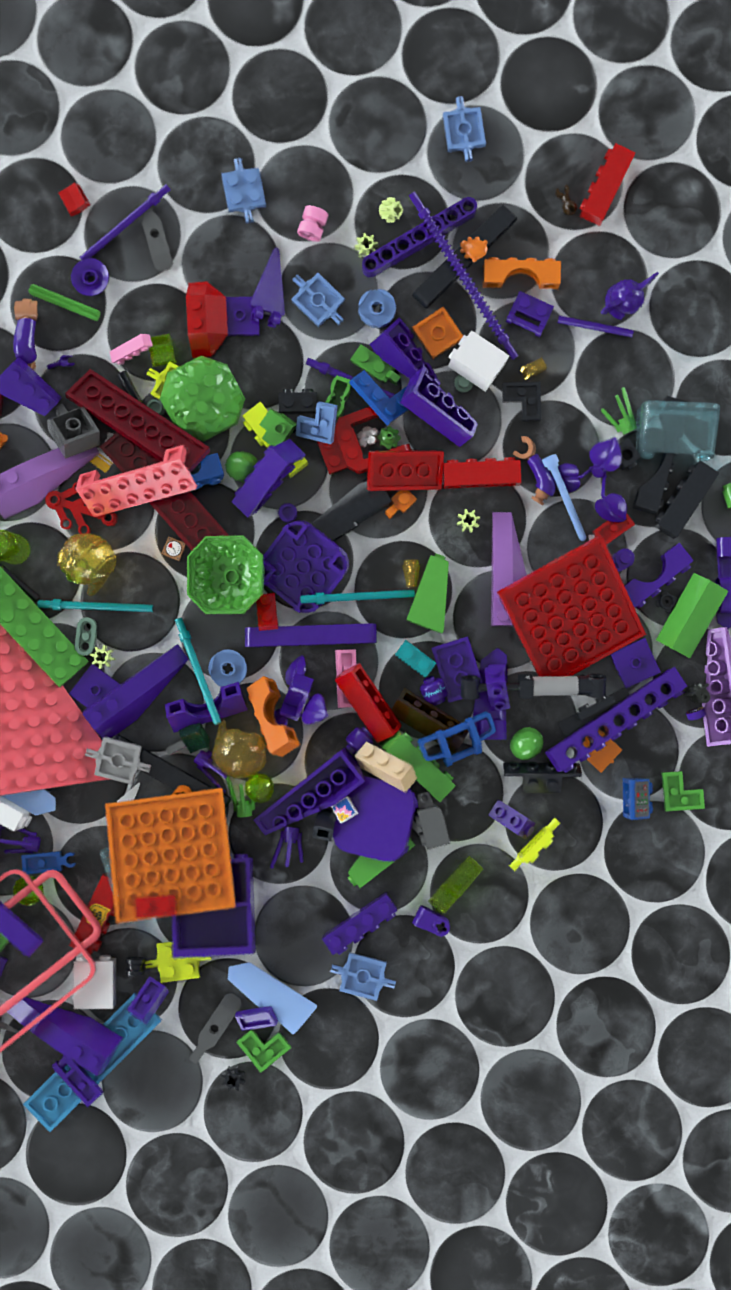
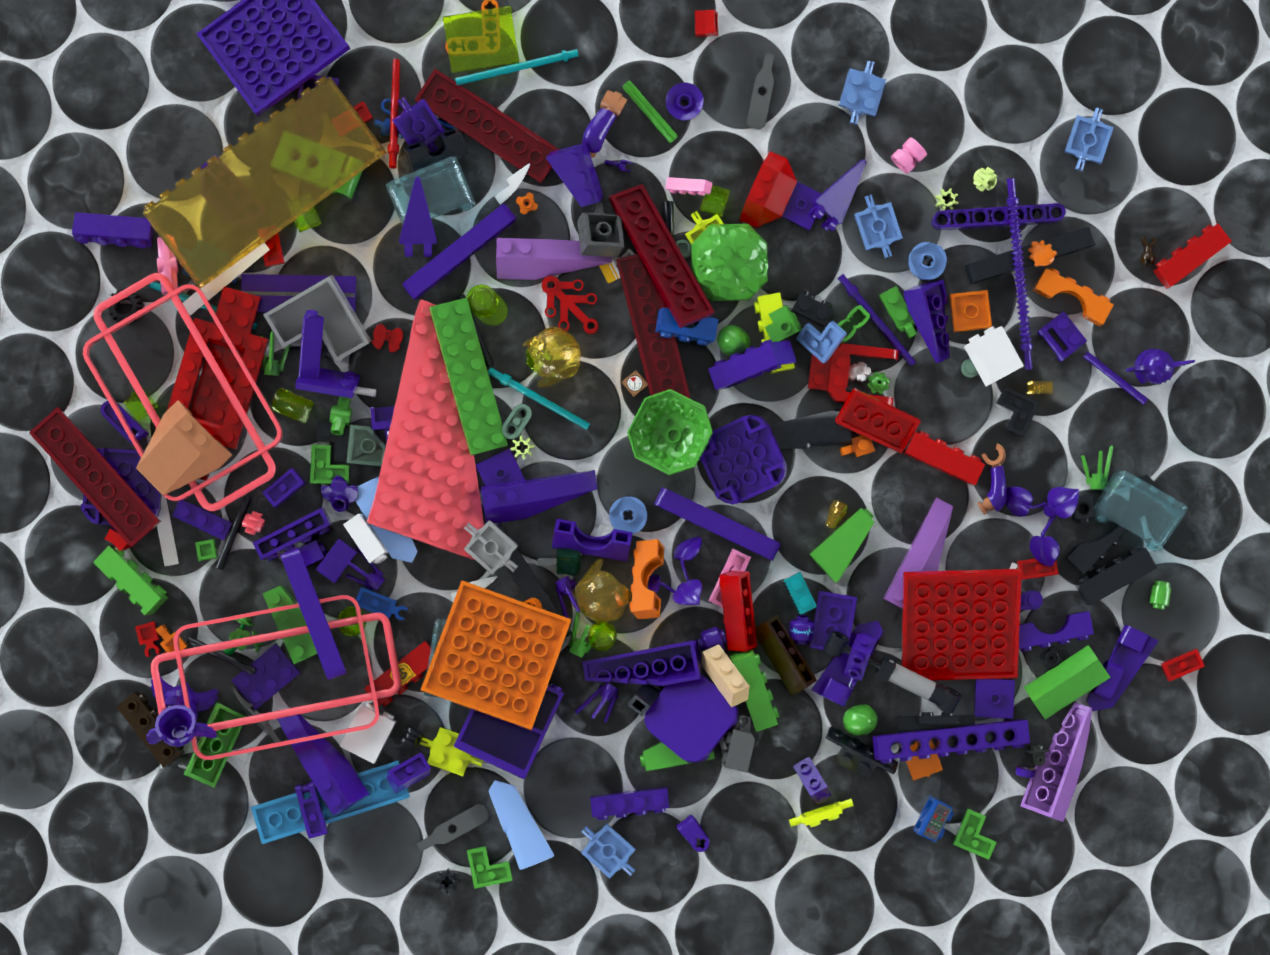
camera: 25 degrees right, 0 degrees up
(136, 486) = (631, 313): coral bracket -> none
(153, 199) = (777, 60): dark purple bar -> none
(155, 906) = (462, 693): red plate -> none
(185, 637) = (604, 467): teal bar -> none
(256, 1018) = (495, 838): dark purple tile -> none
(267, 612) = (689, 484): red plate -> none
(287, 512) = (752, 403): dark purple tile -> none
(296, 696) = (677, 572): dark purple panel -> none
(321, 598) = (744, 496): teal bar -> none
(344, 810) = (668, 694): tile -> none
(386, 408) = (888, 355): blue plate -> none
(437, 408) = (935, 381): dark purple wedge -> none
(440, 735) = (818, 676): blue bar -> none
(455, 885) = (731, 812): clear neon green slope -> none
(470, 516) = (914, 490): yellowish green gear -> none
(551, 463) = (1011, 482): light blue piece -> none

